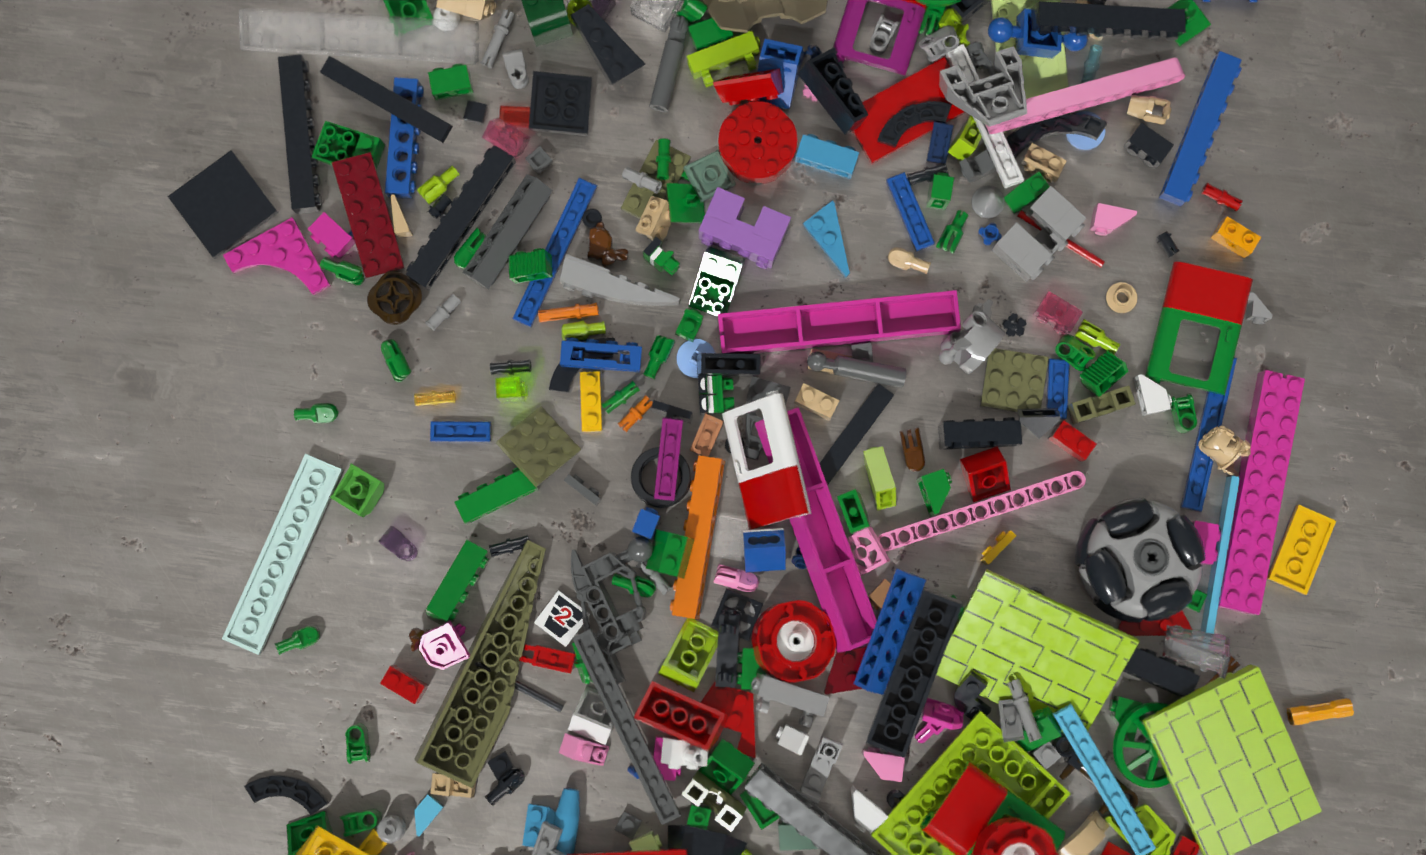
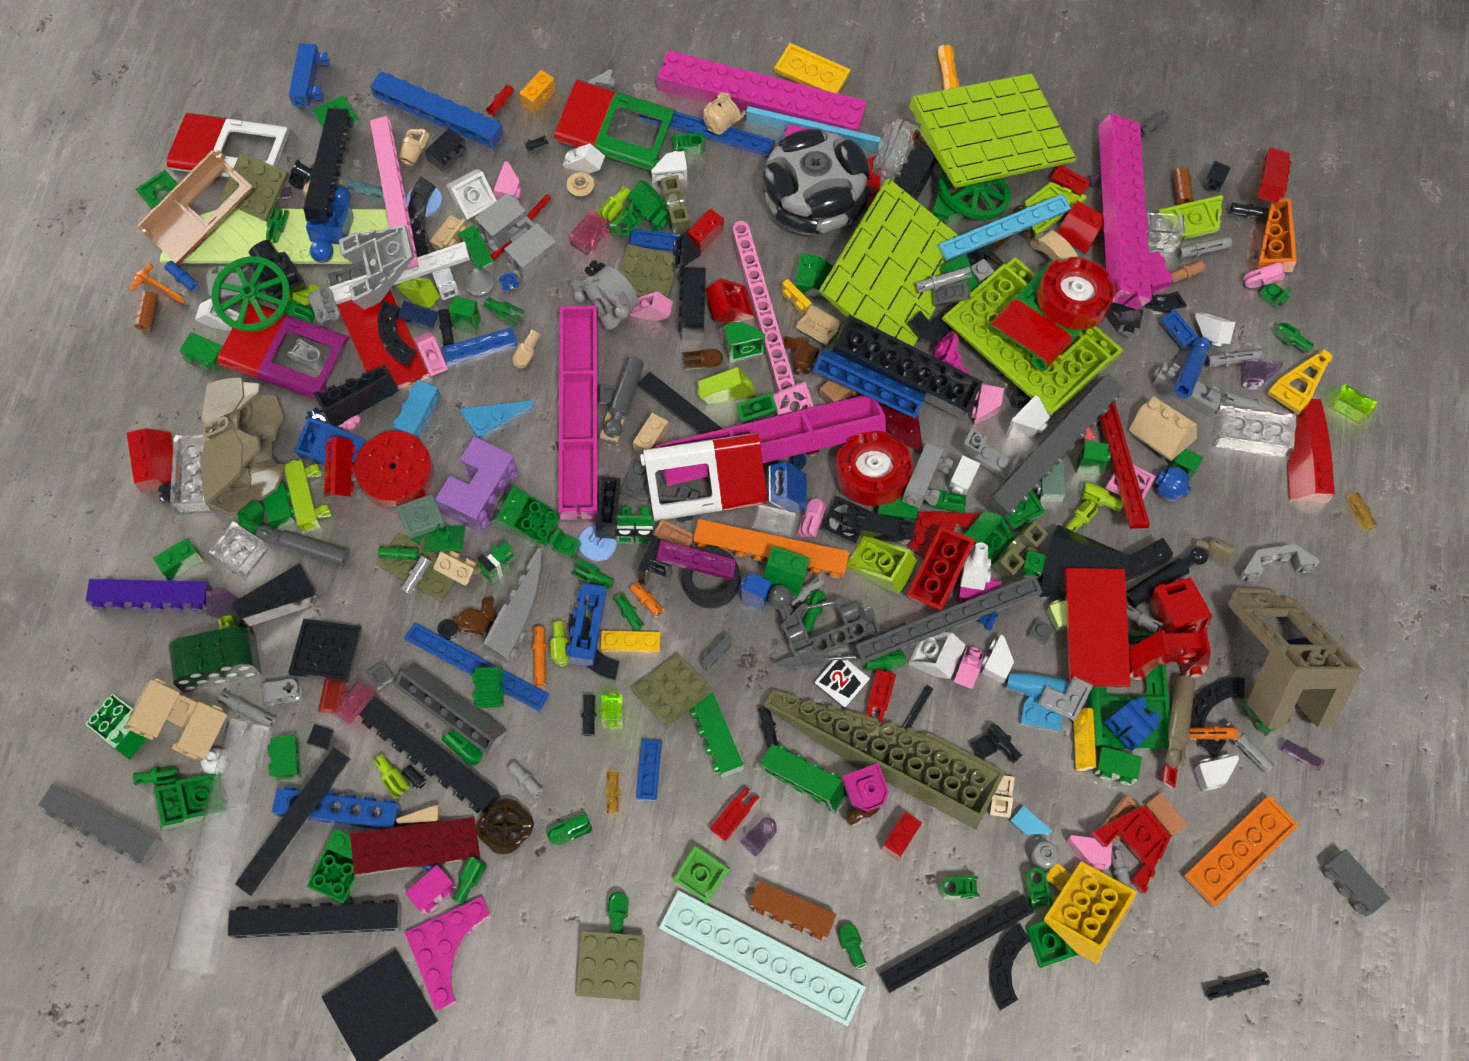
camera: 90 degrees left, 15 degrees down
(269, 411) = (610, 965): none -> olive plate
(304, 742) = (955, 943): none -> black plate
(327, 580) = (793, 911): none -> dark orange brick
(417, 517) = (733, 816): none -> red hinge
(590, 780) = (1000, 661): none -> white slope
(767, 723) = (950, 501): none -> green arm
(895, 161) = (430, 353): none -> bright pink slope
(929, 559) = (803, 355): none -> reddish brown animal
(964, 574) = (819, 325): none -> tan bracket
(971, 390) = (652, 307): none -> bright pink slope
(1026, 565) = (811, 275): none -> green slope
(1079, 390) = (660, 221): none -> green plate
(1095, 180) = (471, 193): none -> white slope
(1151, 298) = (584, 159): none -> white slope

